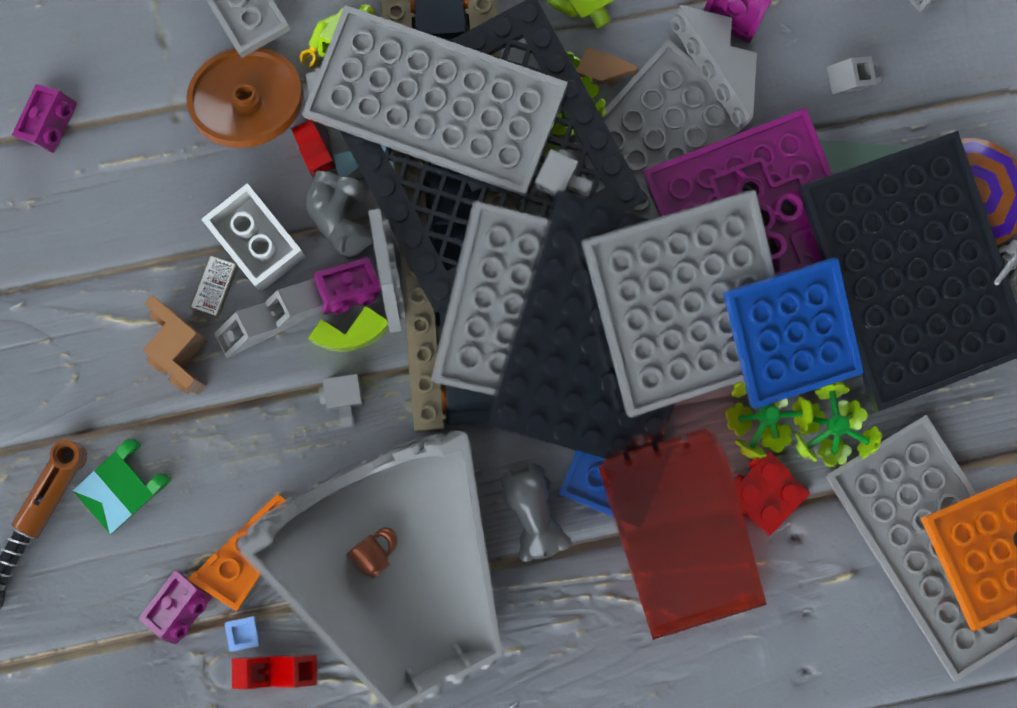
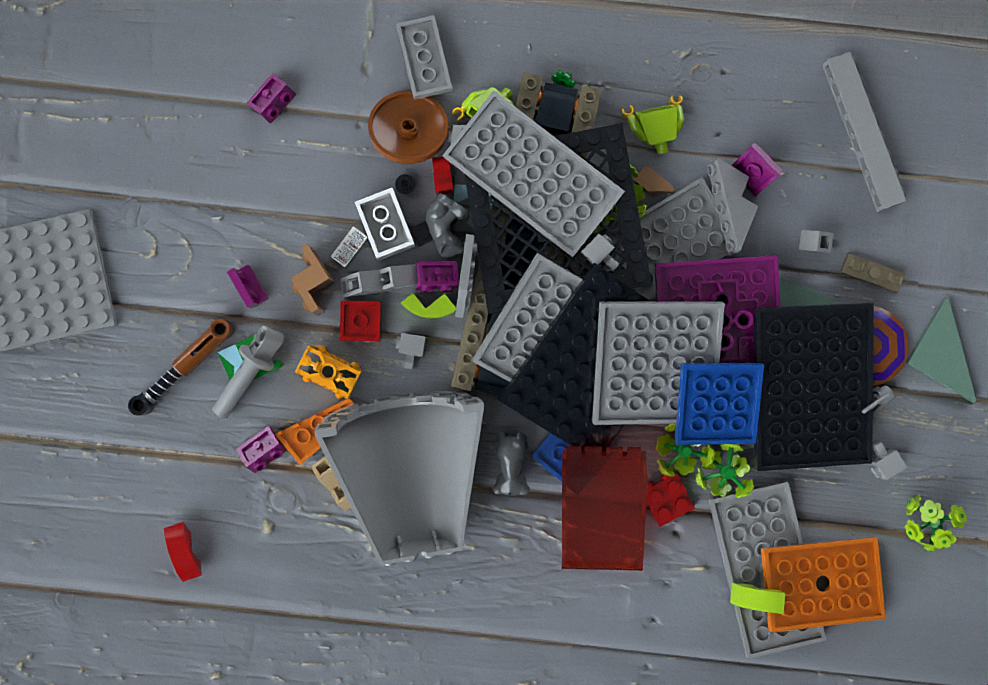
camera: 15 degrees right, 5 degrees up
(88, 384) = (248, 286): none -> magenta bracket
(127, 476) = (256, 357): none -> light grey piece
(236, 482) = (336, 363): none -> light orange piece
(242, 634) = (299, 480): light blue plate -> none
(260, 382) = (360, 321): none -> red plate
(269, 183) = (405, 190): none -> black plate
(274, 671) = (313, 511): red brick -> none
(279, 613) = (327, 477): none -> tan brick
(309, 236) = (421, 234): none -> black plate
(369, 554) = (397, 458): copper piece -> none
(940, 588) = (757, 599): none -> lime brick
(942, 95) = (872, 273): none -> dark tan plate

